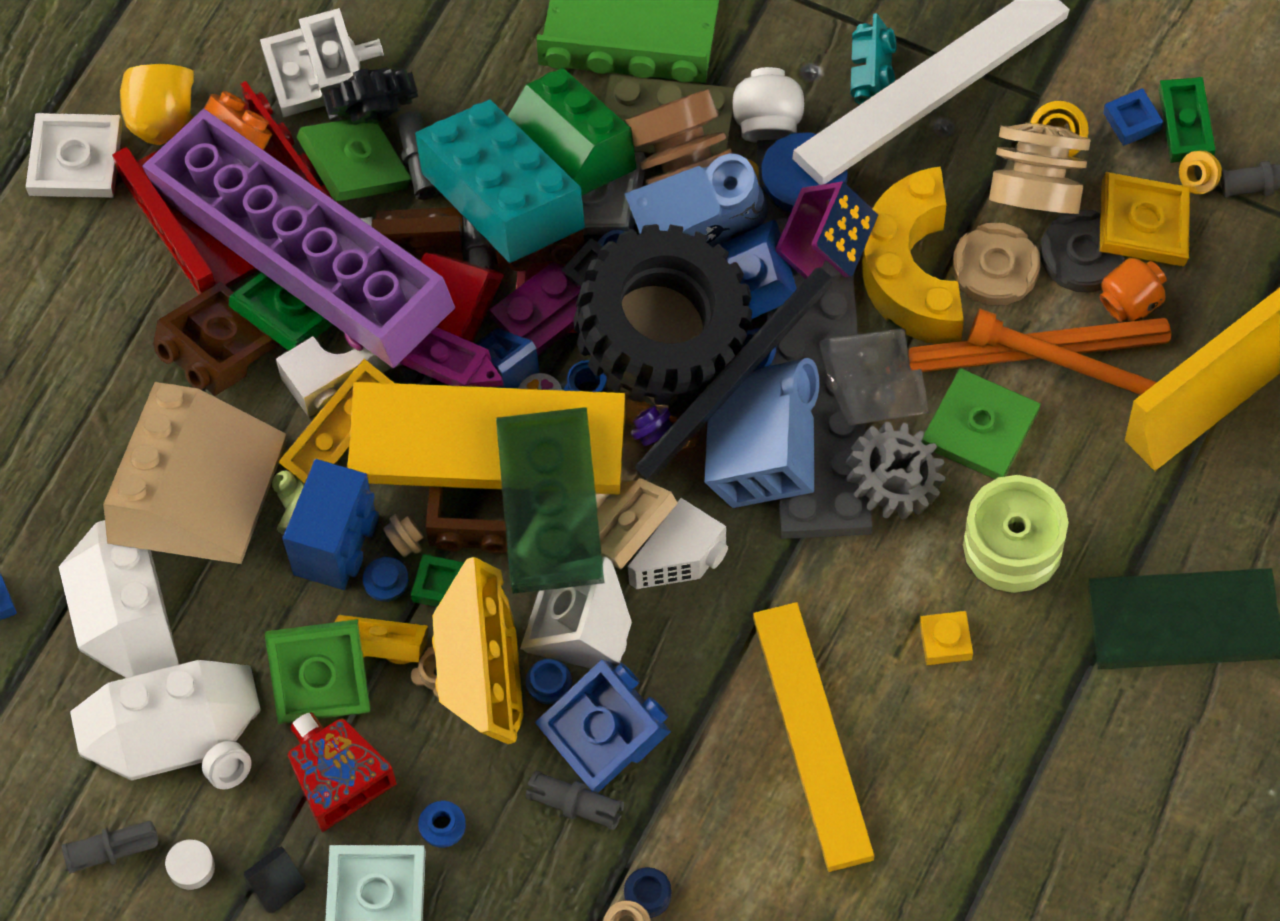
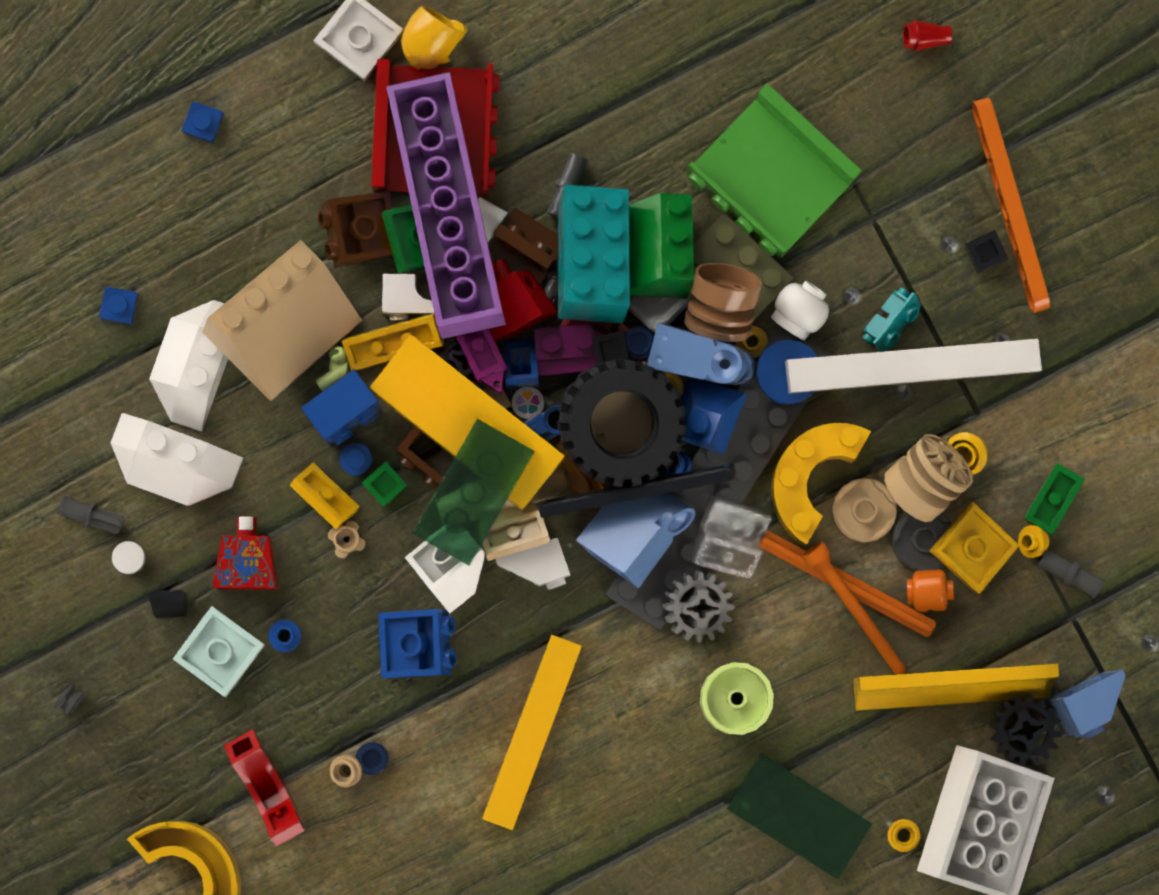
camera: 30 degrees right, 20 degrees up
(226, 765) = (186, 514): white tile -> none
(230, 110) = (469, 88): orange plate -> none
(313, 60) = (548, 76): white plate -> none
(318, 671) = (274, 494): bright green plate -> none
(353, 159) = (524, 163): bright green plate -> none
(371, 95) = (561, 130): black gear -> none
(404, 534) = (384, 439): tan plate -> none
(479, 652) = (369, 557): yellow wedge -> none
(548, 681) = (405, 591): blue plate -> none
(574, 800) = (368, 675): dark grey pin -> none
(651, 425) = (570, 482): dark purple plate -> none
(826, 229) = (766, 429): piece -> none
(946, 638) = (652, 728): yellow plate -> none
(981, 424) = (774, 609): bright green plate -> none
(1133, 117) = (1022, 473): blue plate -> none

